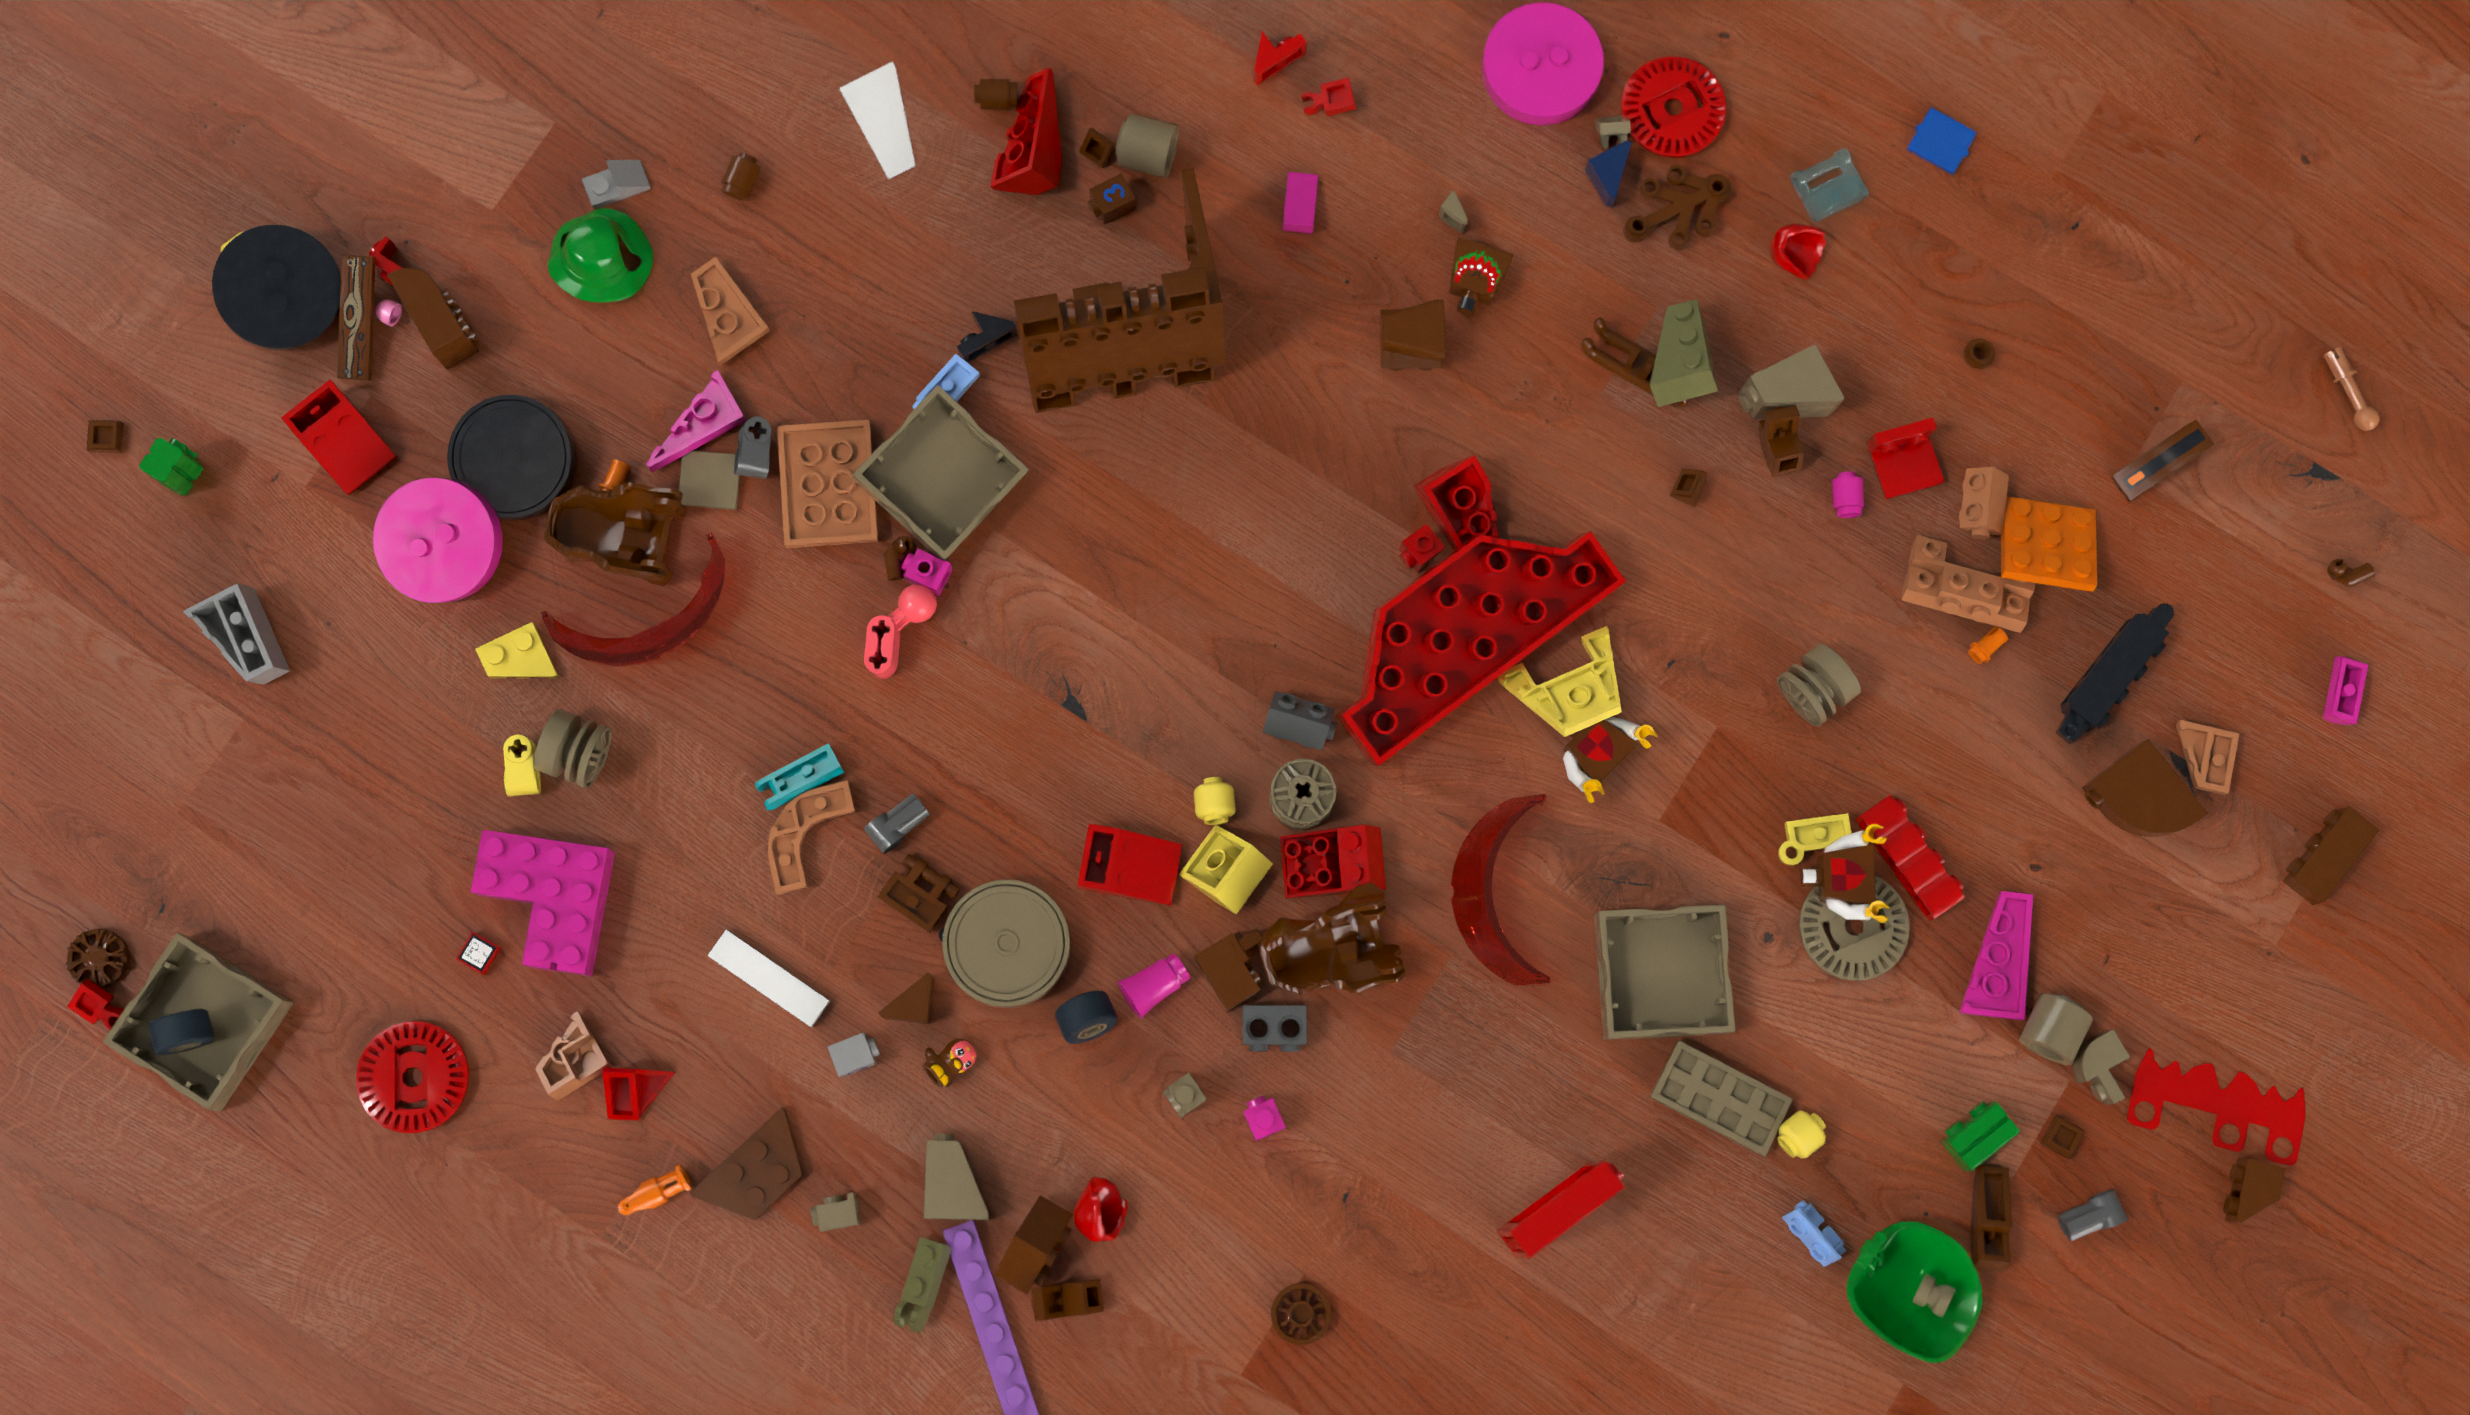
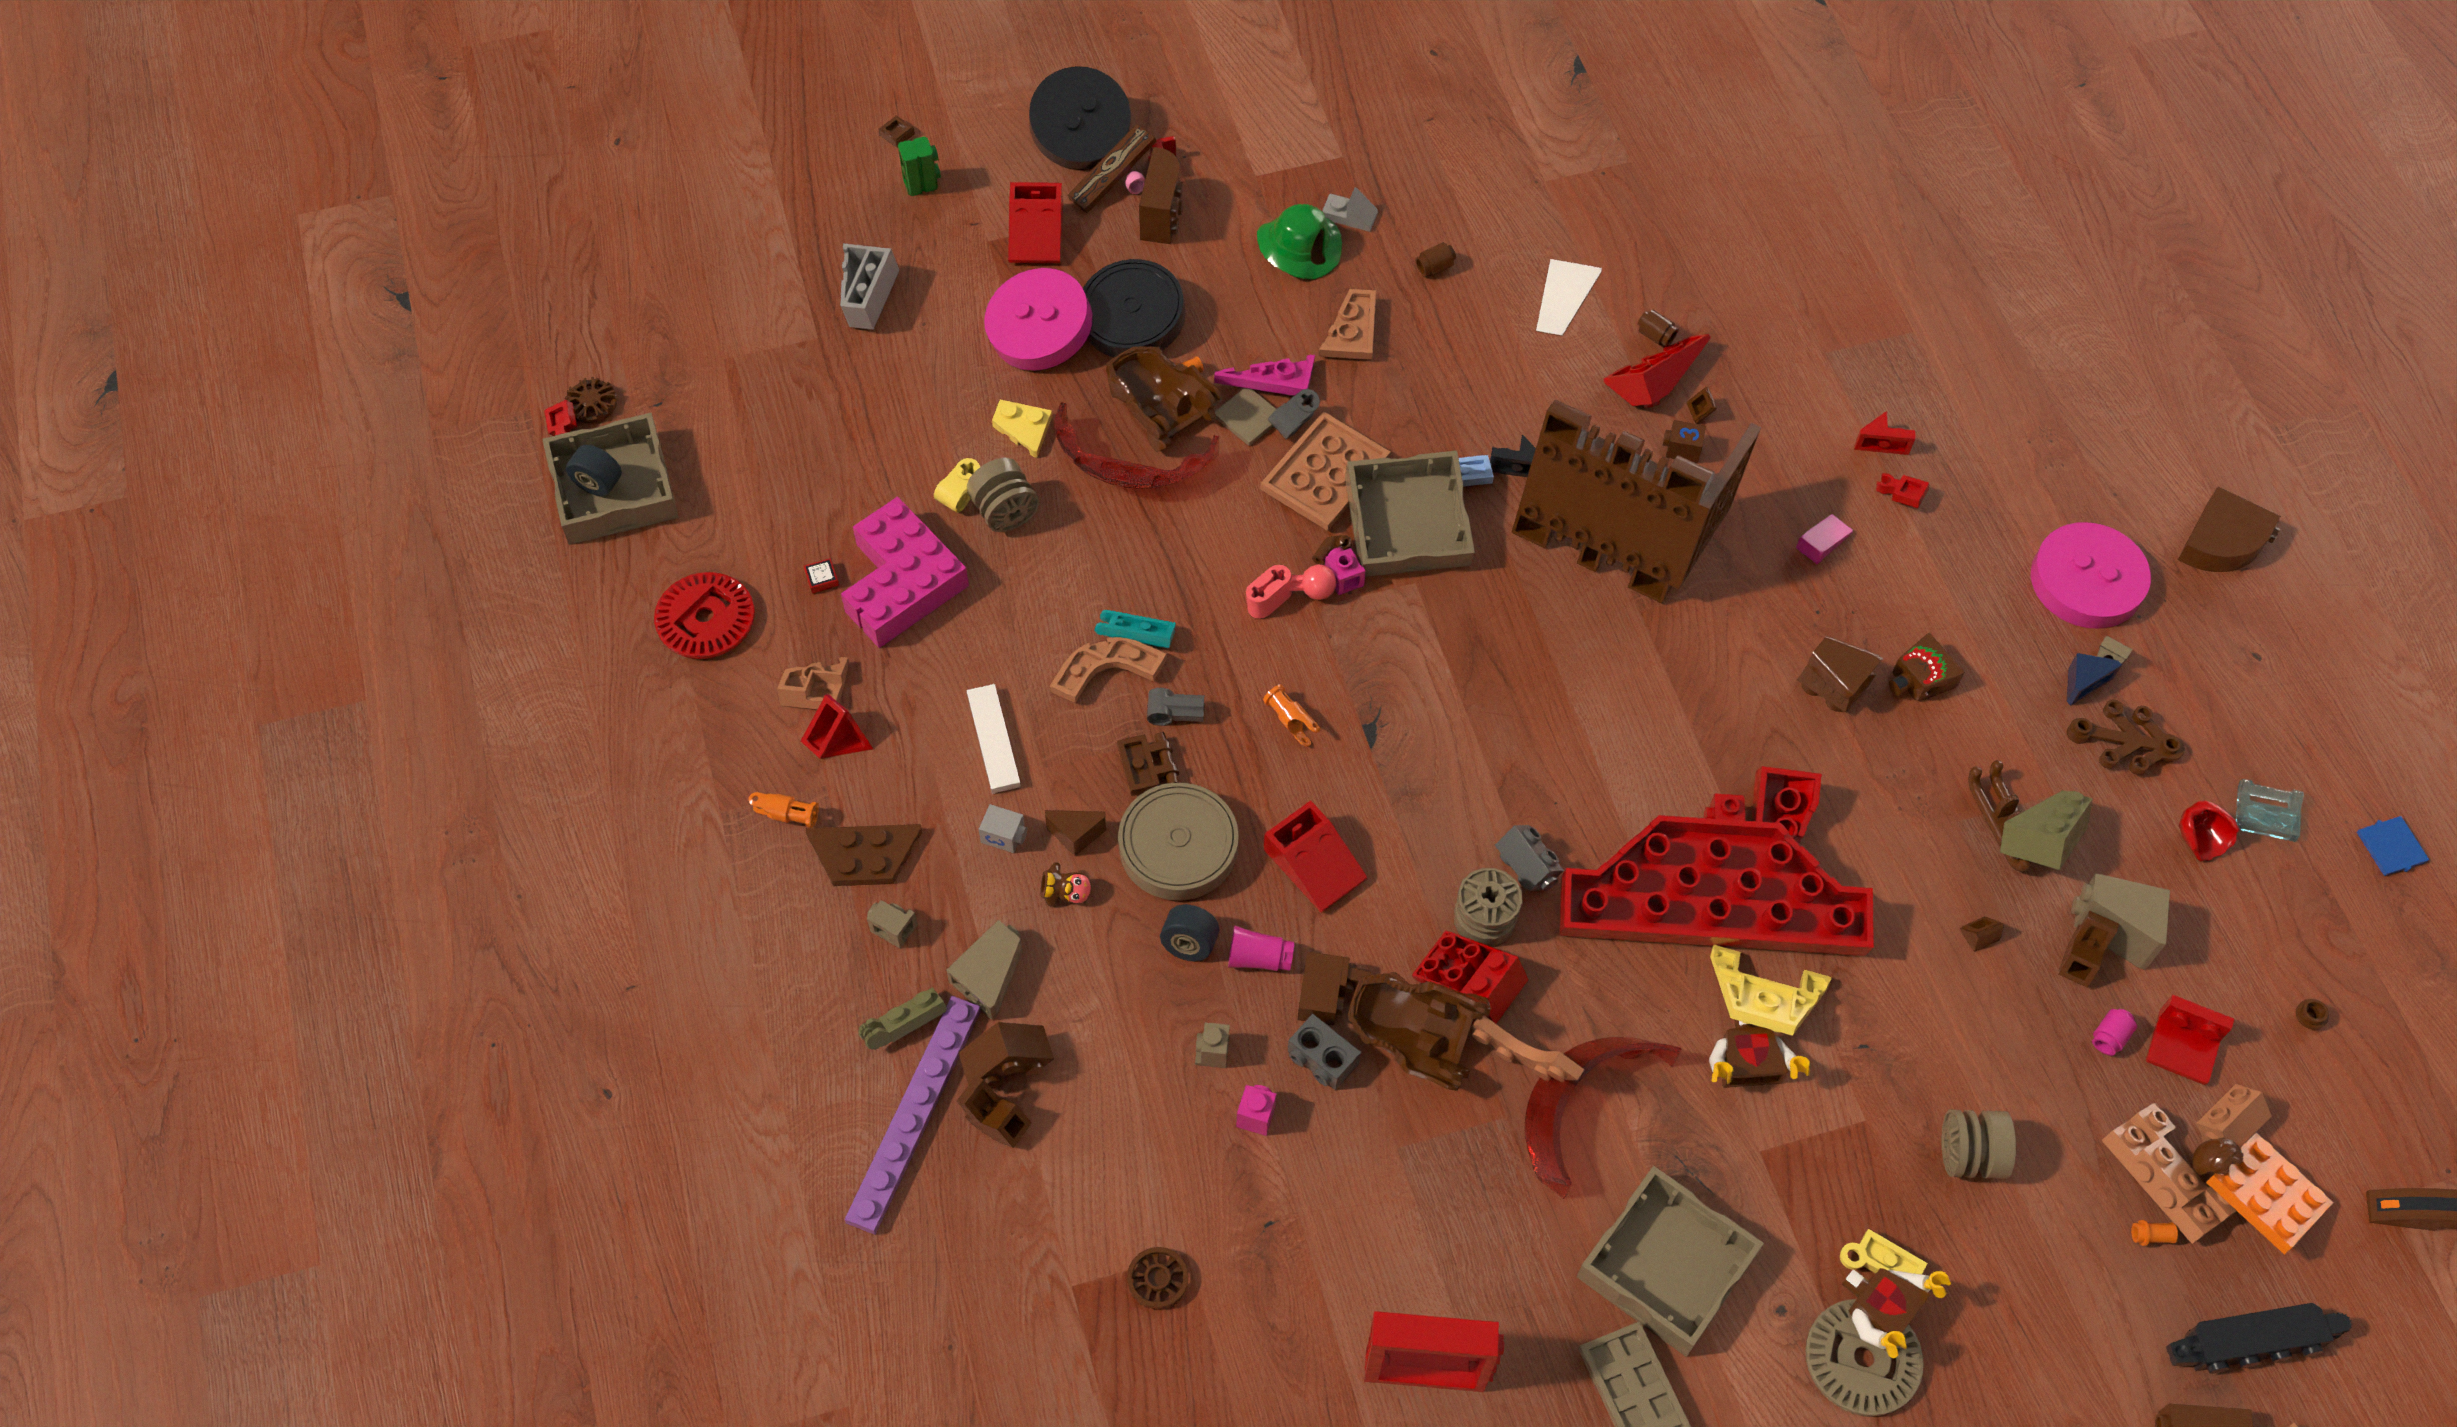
camera: 45 degrees right, 20 degrees down
(1000, 748) = (1290, 714): none -> orange piece
(1100, 1211) = (1076, 1072): red hair -> none
(1147, 145) = (1733, 417): dark tan piece -> none
(1214, 801) = (1417, 864): light yellow head -> none
(1226, 869) = (1385, 918): light yellow slope -> none
(1453, 213) = (1938, 618): dark tan slope -> none
(1453, 895) = (1544, 1063): none -> nougat plate
(1667, 80) = (2183, 650): red piece -> none
(1911, 859) = (1956, 1345): red brick -> none
(1997, 552) = (2216, 1156): none -> reddish brown hair

